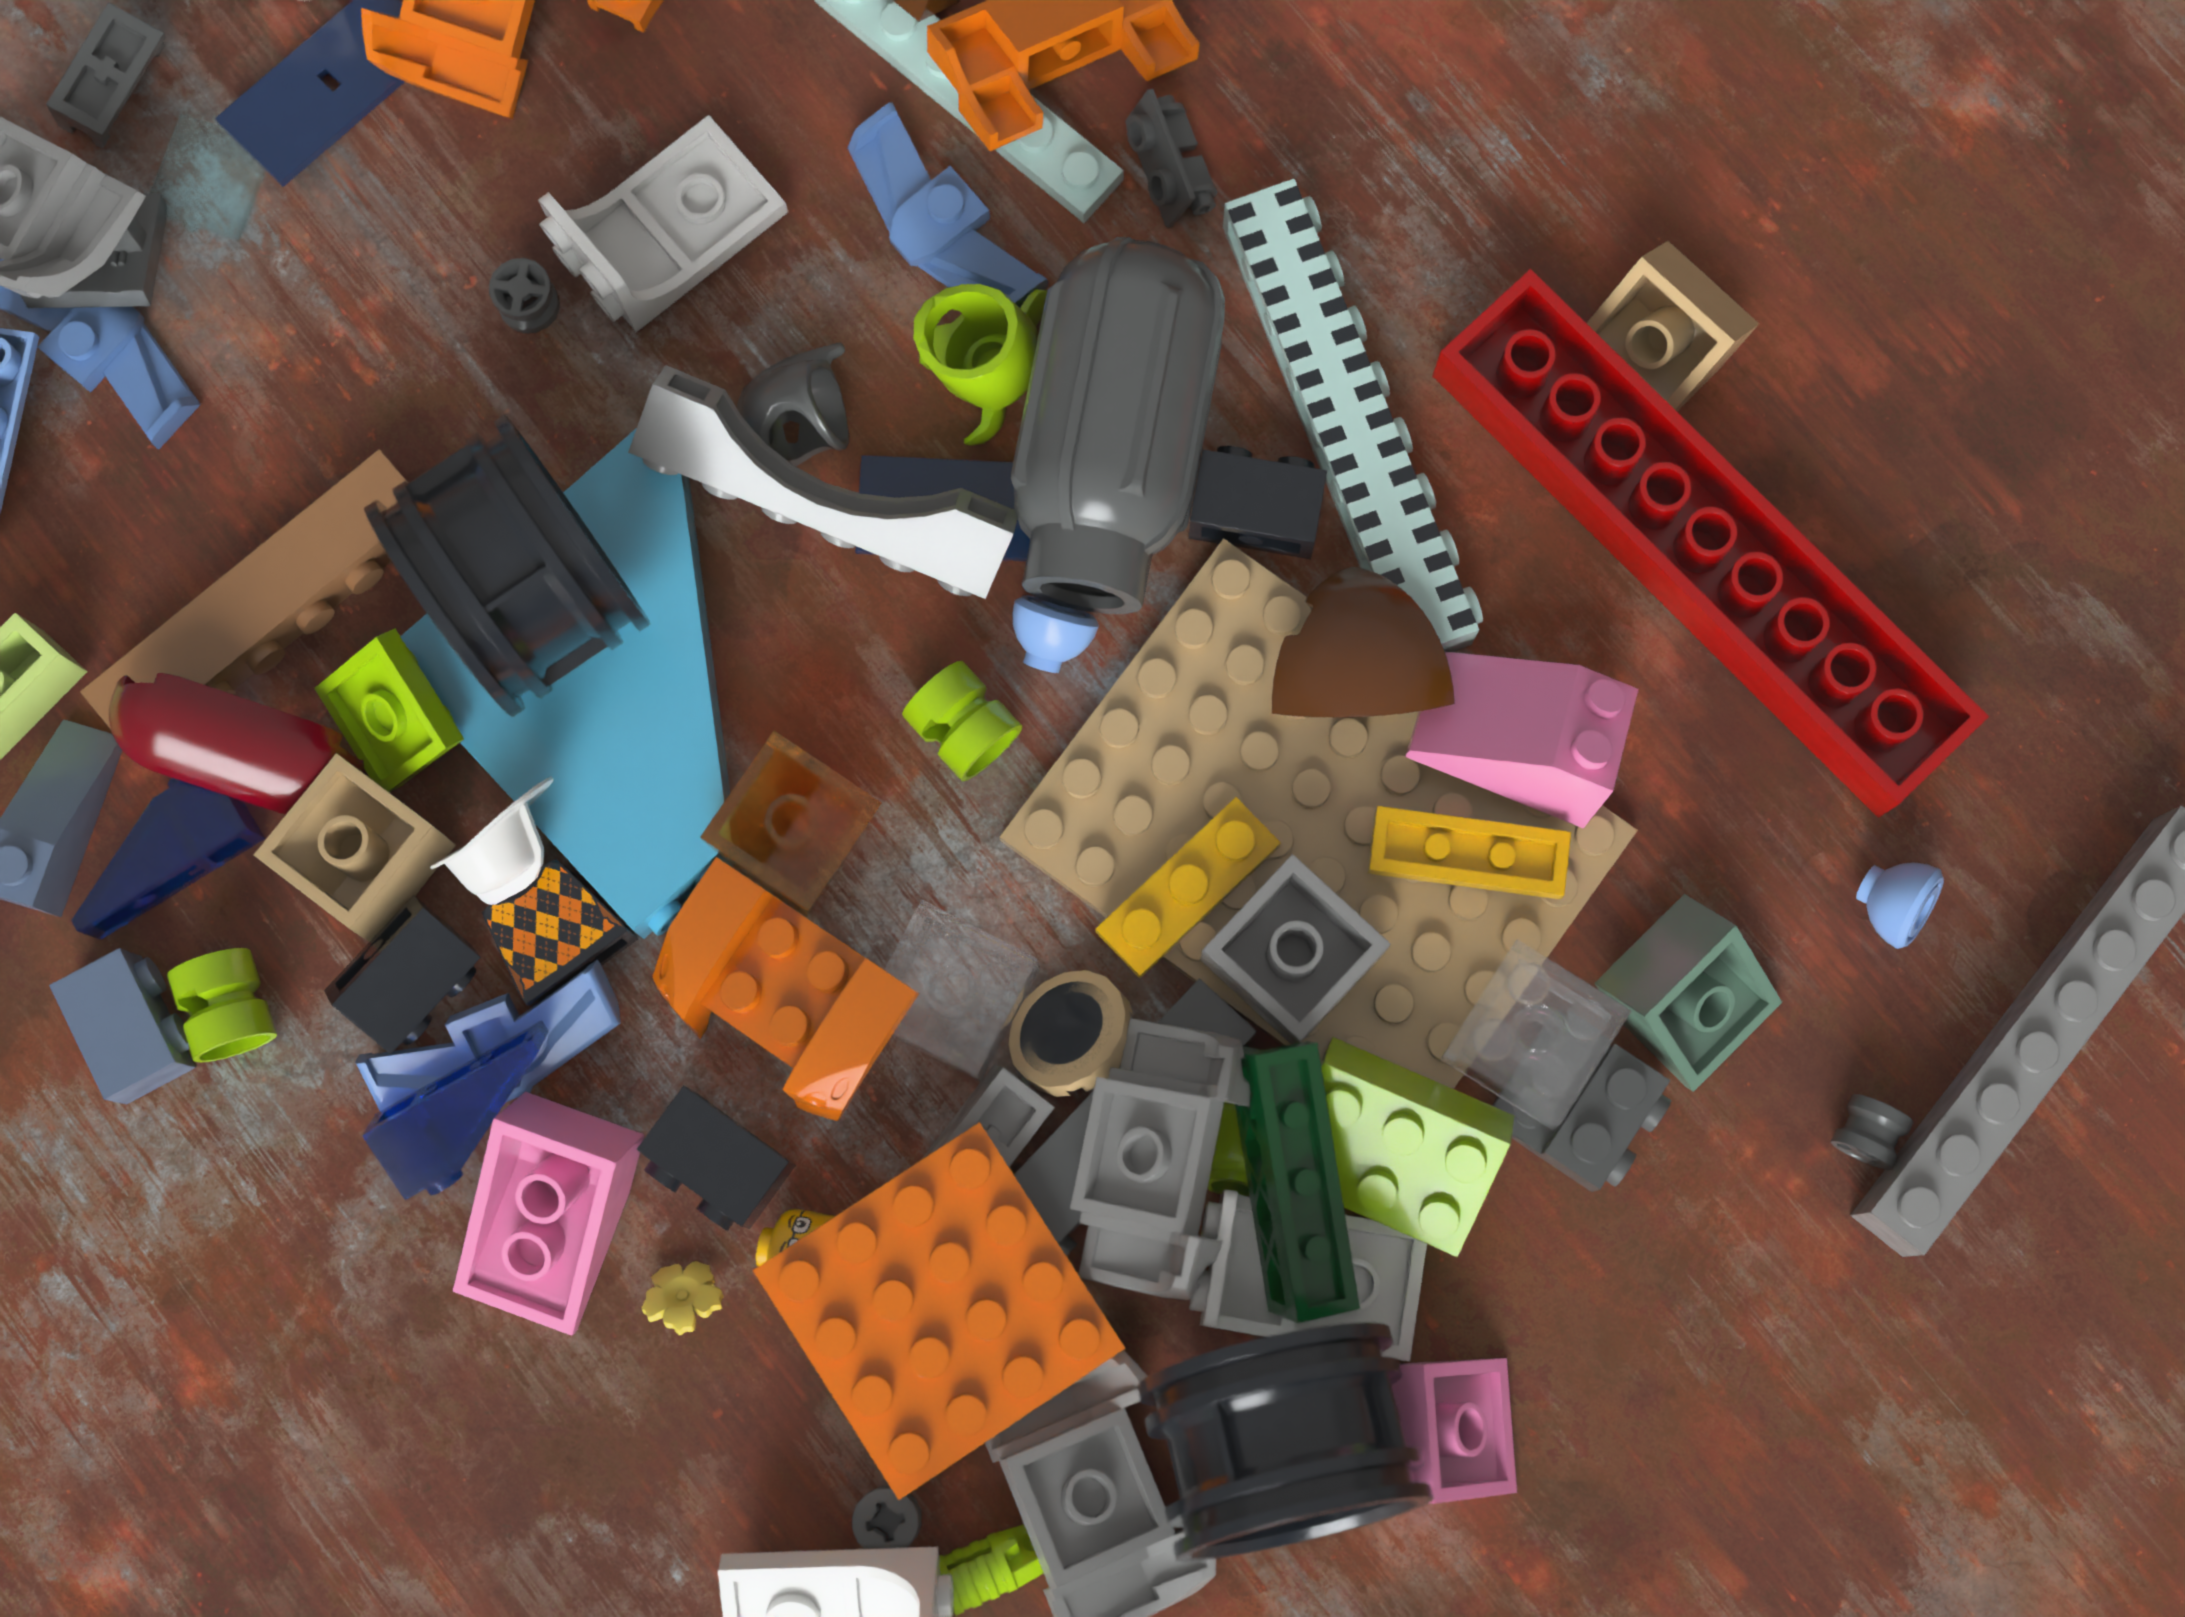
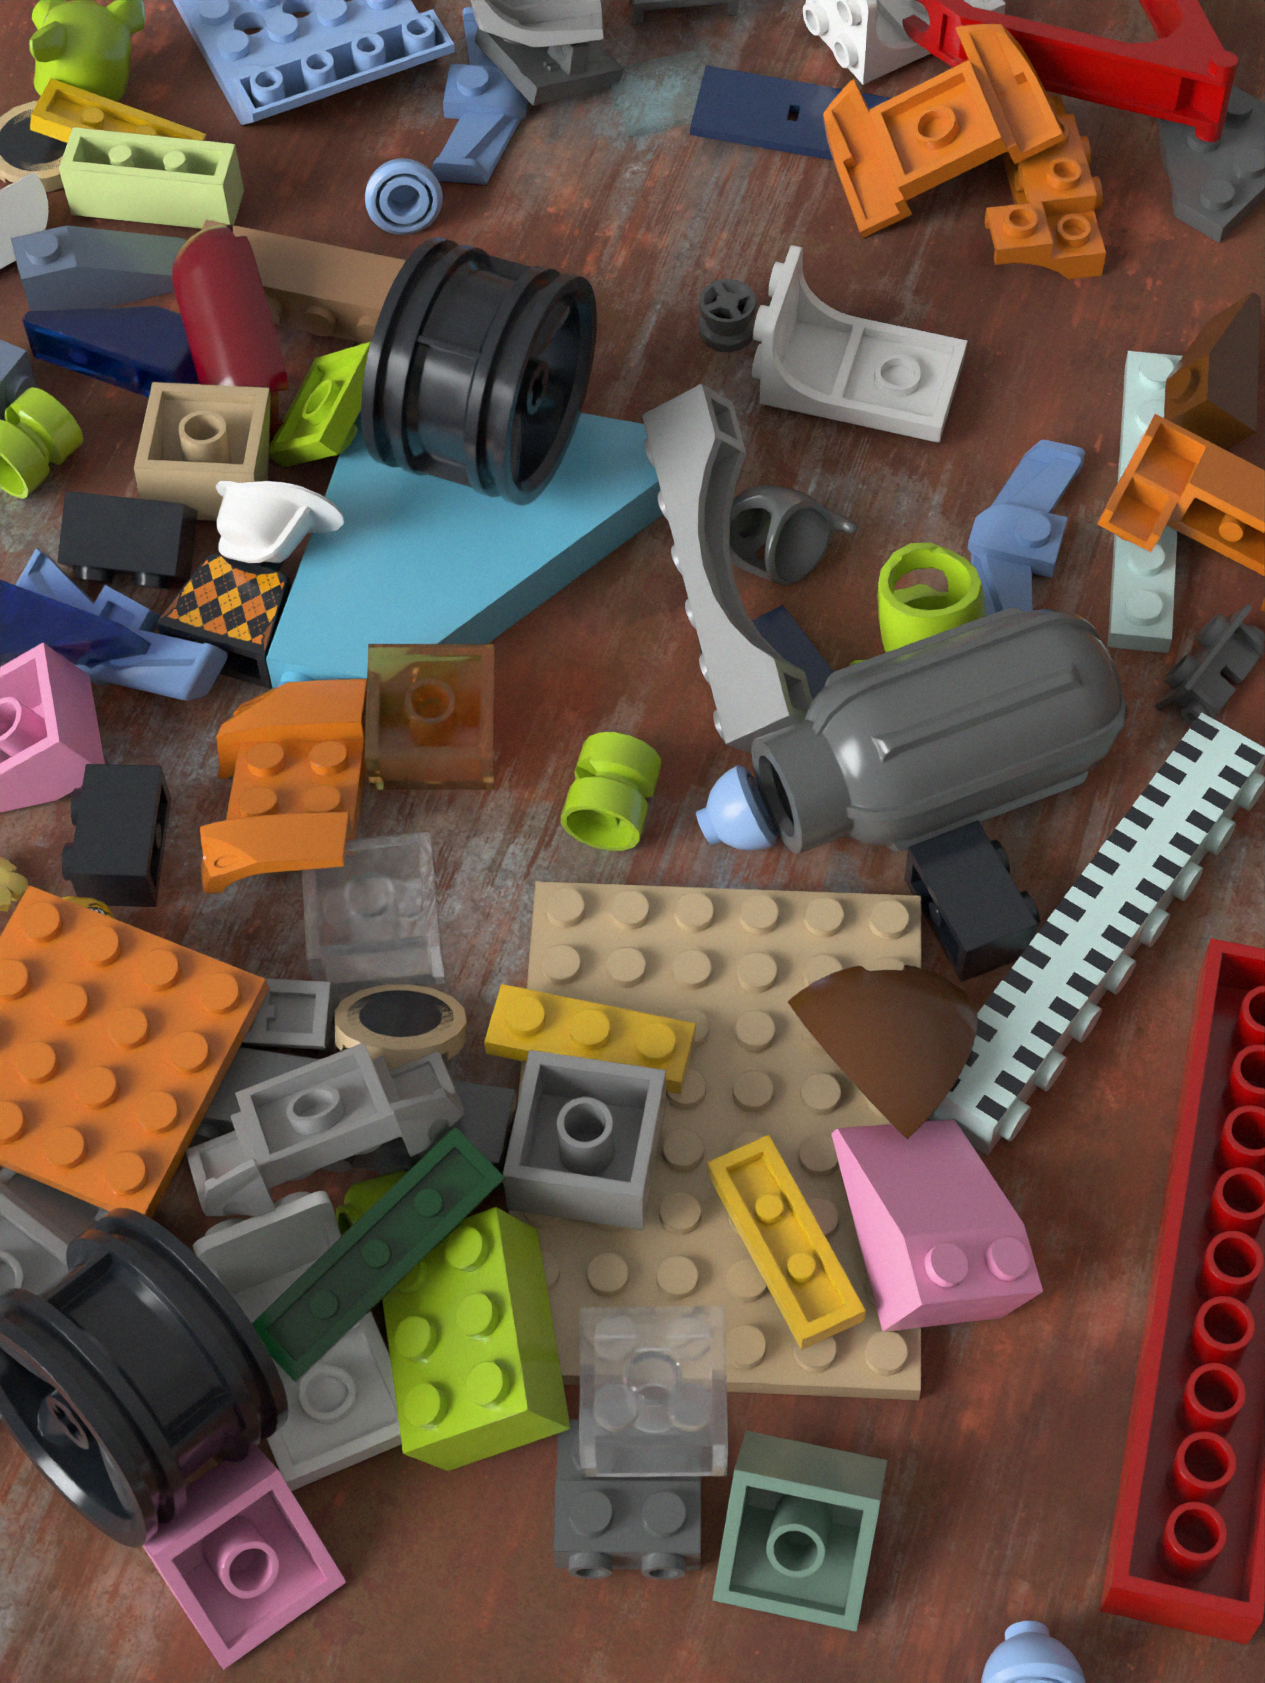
camera: 55 degrees right, 20 degrees down
(171, 491) = (403, 197): none -> light blue brick

